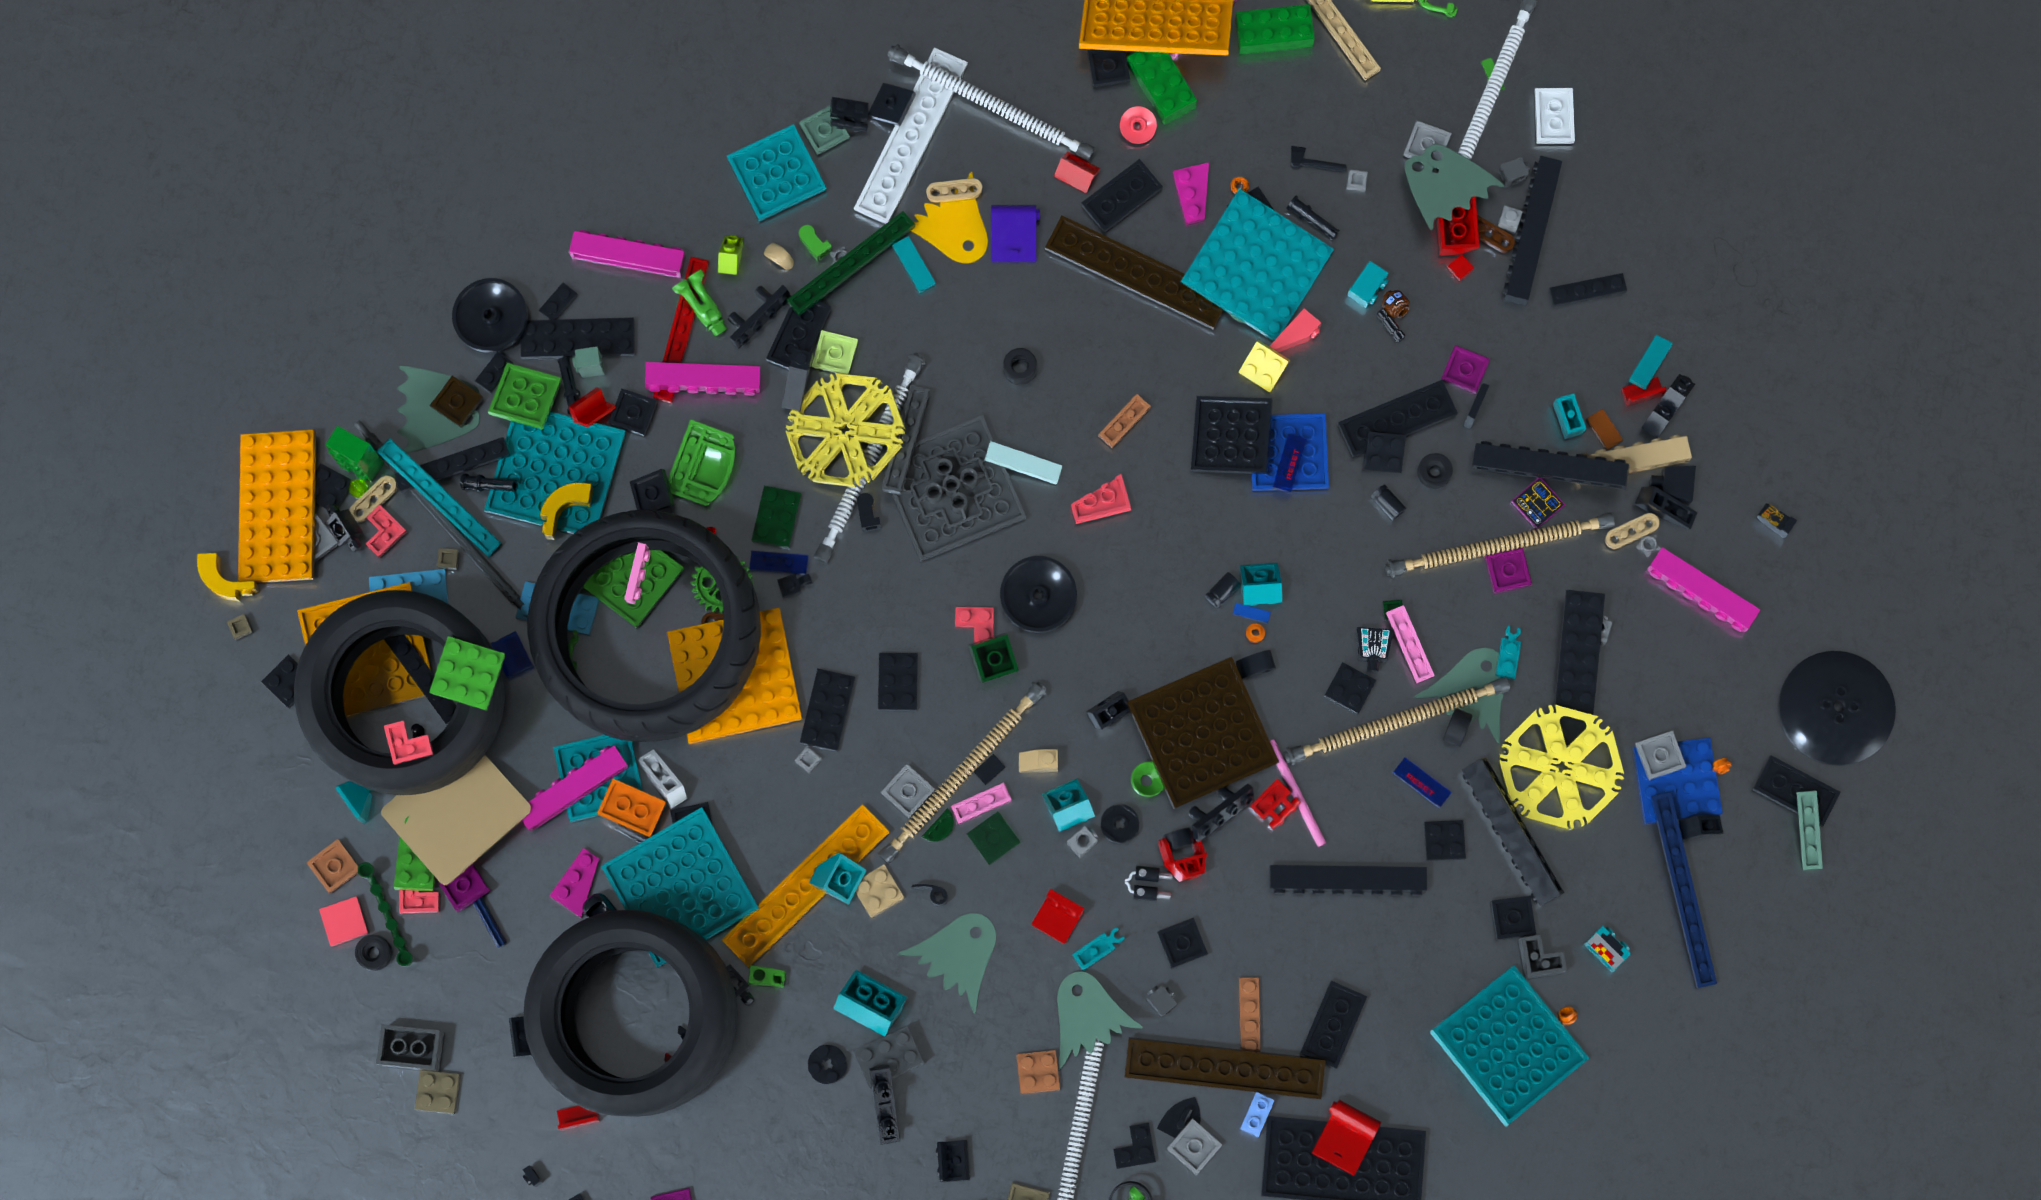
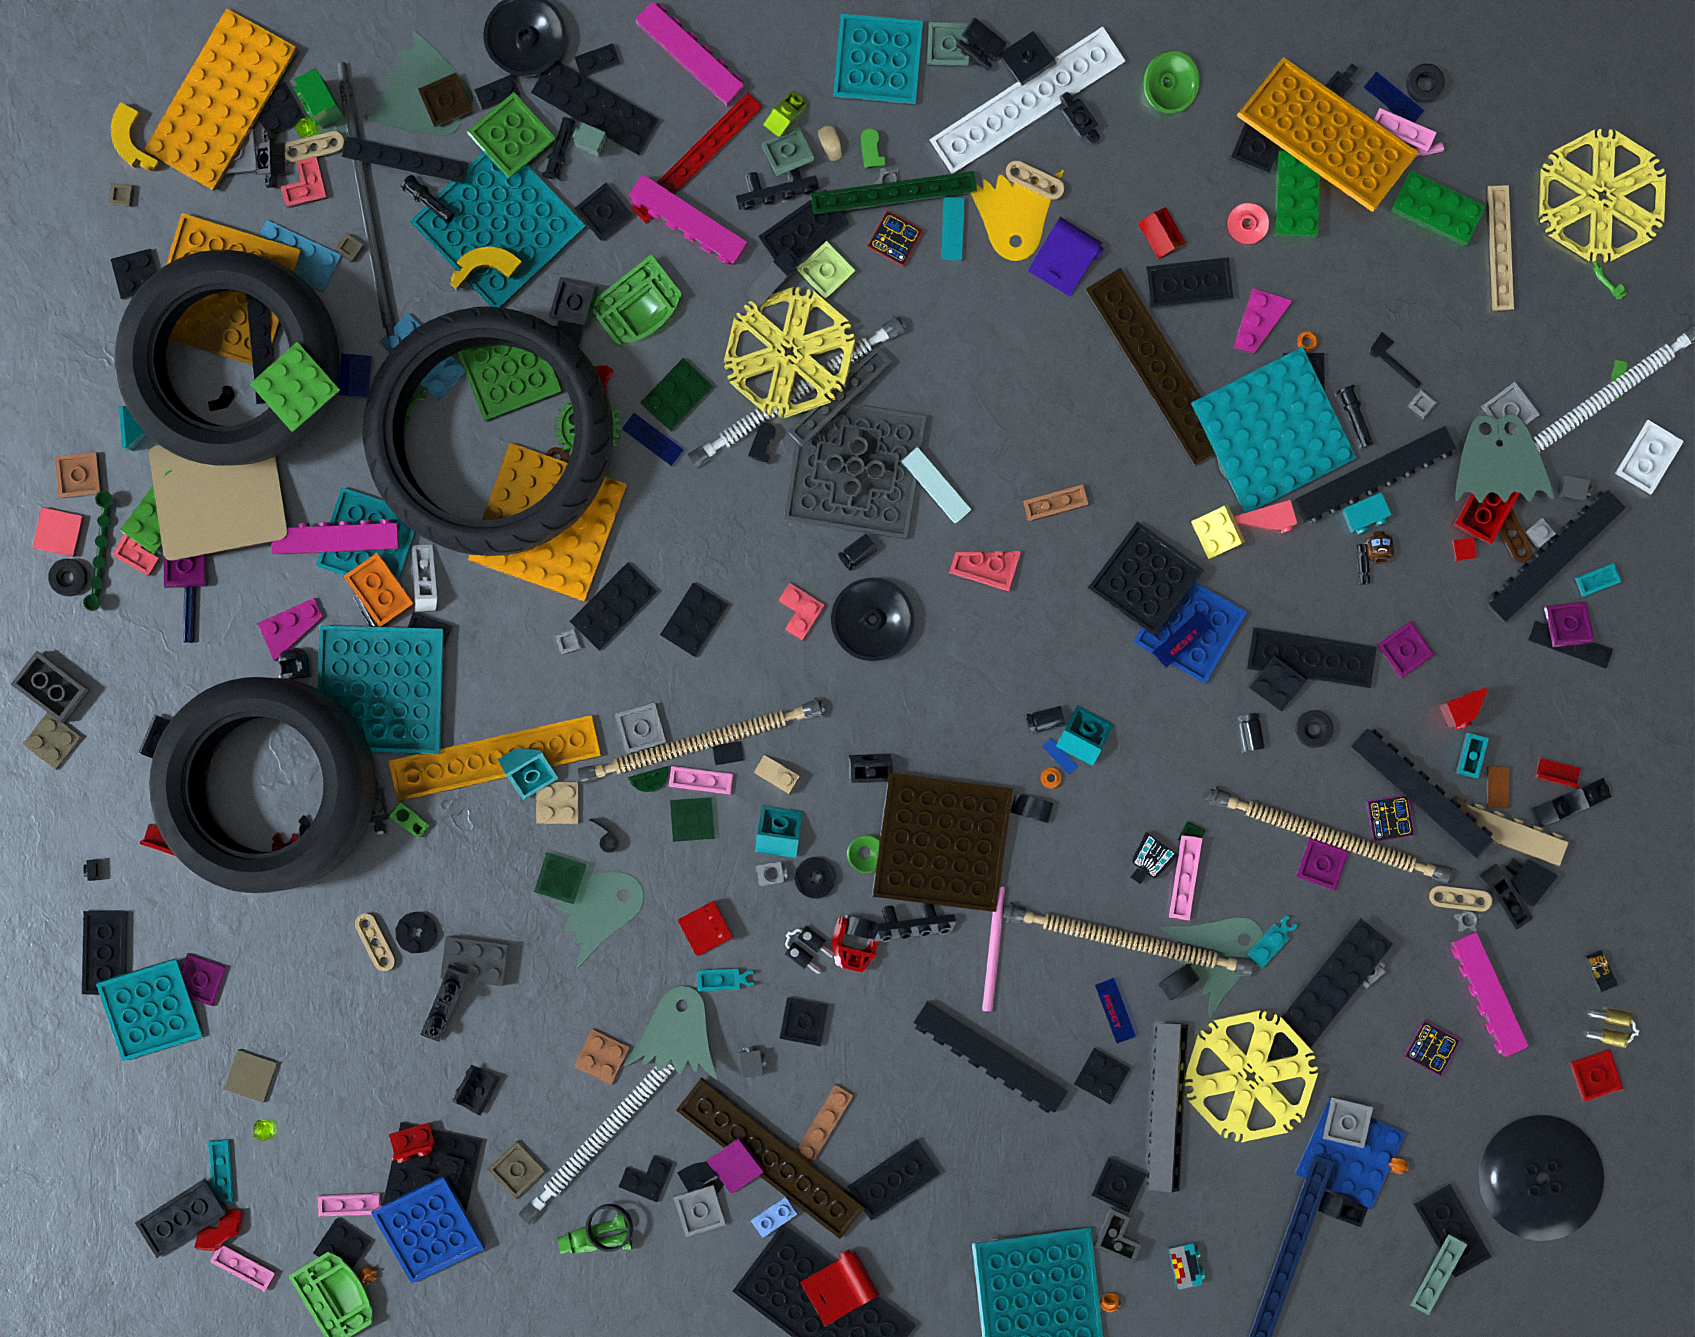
camera: 30 degrees right, 10 degrees up
(403, 748) = (195, 420): coral plate -> none
(439, 497) = (374, 185): teal tile -> none
(590, 408) = (565, 185): red panel -> none
(637, 573) = (507, 386): bright pink plate -> none
(708, 311) = (730, 156): bright green piece -> none
(749, 280) = (787, 151): none -> sand green plate
(790, 1088) = (367, 935): none -> tan plate
(791, 585) = (651, 468): black plate -> none
(870, 1002) = (487, 902): teal brick -> none
(873, 298) = (895, 238): none -> black tile
(903, 57) = (1065, 20): white hose -> none
(917, 948) = (560, 878): none -> clear green plate
(941, 115) = (1091, 135): none -> black piece
(993, 657) = (794, 653): dark green brick -> none
(994, 550) = (857, 552): none -> black piece
(1019, 52) = (1180, 82): none -> bright green dish
(1020, 354) = (999, 380): black tyre -> none
(1200, 1091) = (735, 1165): none -> magenta tile
(1271, 799) = (967, 941): red plate -> none
(1350, 688) = (1105, 883): black plate -> none
(1355, 252) = (1374, 474): none -> black brick
(1476, 405) = (1391, 692): black tile -> none
(1540, 383) = (1463, 709): none -> red slope
(1576, 228) = (1598, 580): none -> teal plate
(1577, 273) = (1569, 624): none -> magenta tile
(1650, 362) = (1582, 750): teal tile -> none
(1686, 659) = (1432, 1048): none -> black tile
(1819, 565) = (1616, 1018): none -> clear yellow piece
(1826, 602) = (1596, 1075): none -> red tile

